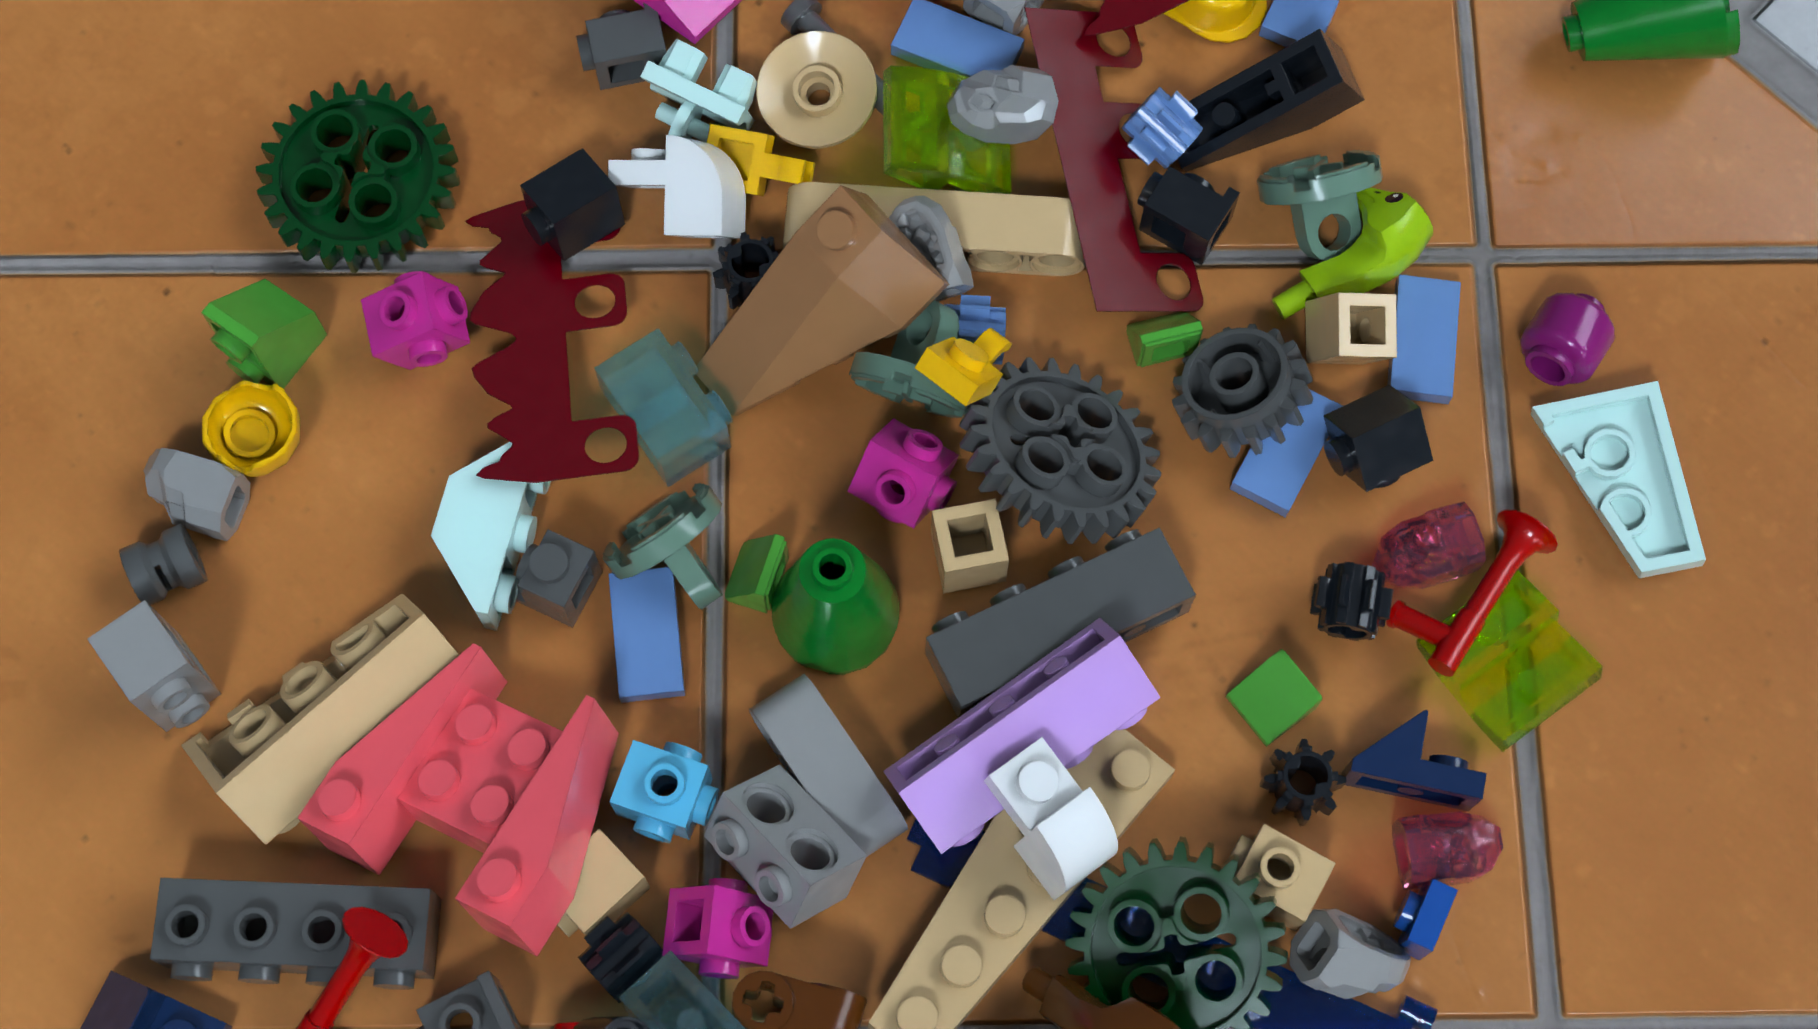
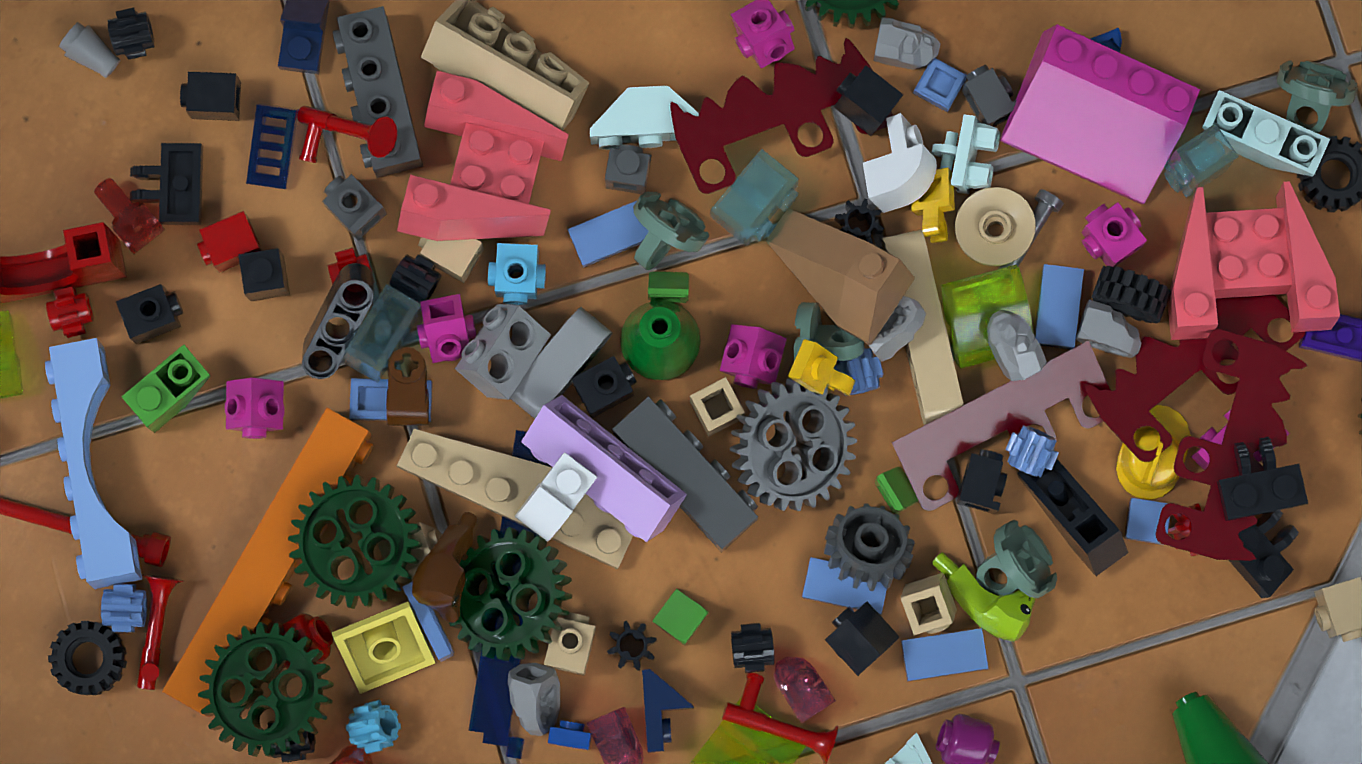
camera: 75 degrees right, 10 degrees up
(505, 141) = (905, 45): none -> light grey rock
(581, 111) = (940, 84): none -> medium blue tile
(884, 708) = (604, 386): none -> black brick

